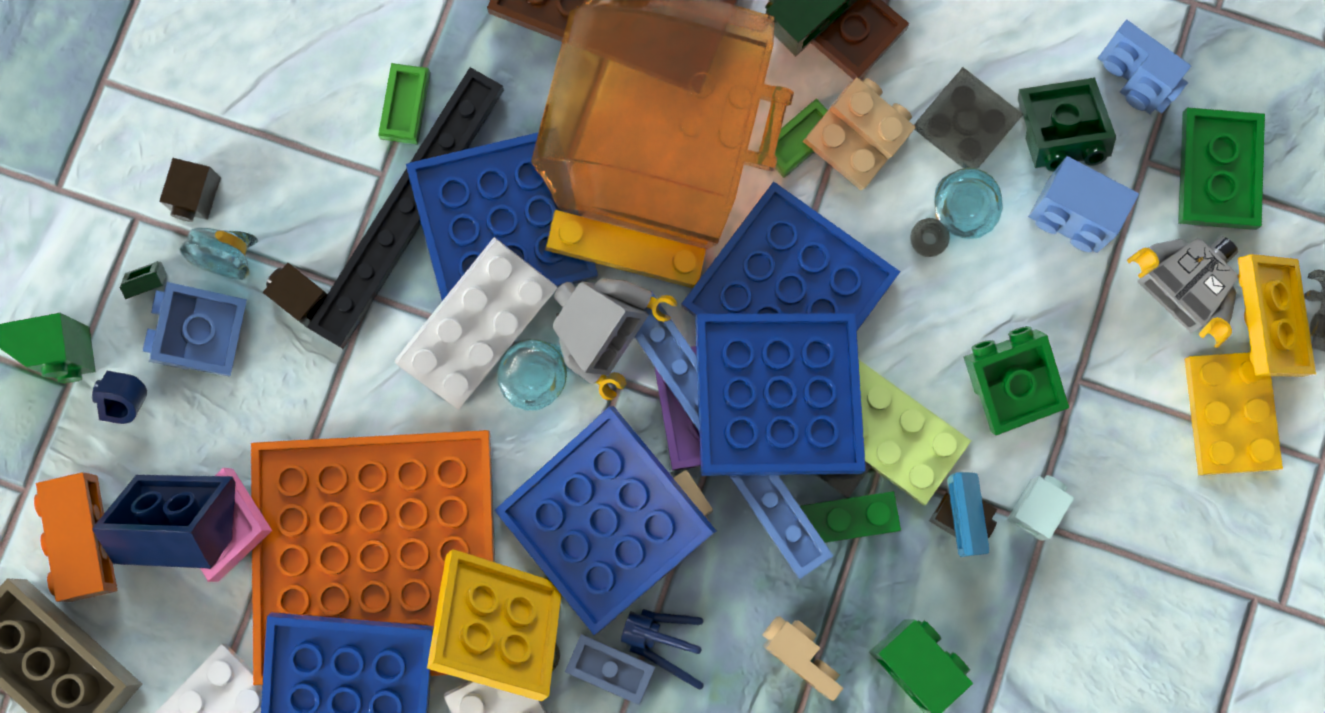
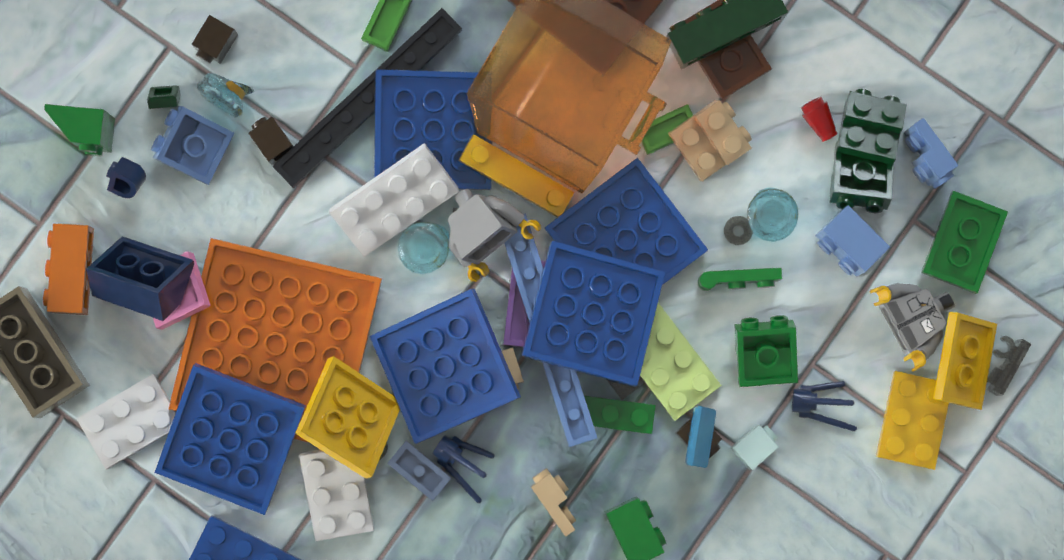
camera: 10 degrees right, 5 degrees up
(950, 296) = (738, 278): none -> green plate
(967, 120) = (792, 153): clear smoke plate -> none
(988, 67) = (819, 118): none -> red cone
(1057, 58) = (871, 126): none -> plate
(1085, 429) = (805, 401): none -> dark blue plant

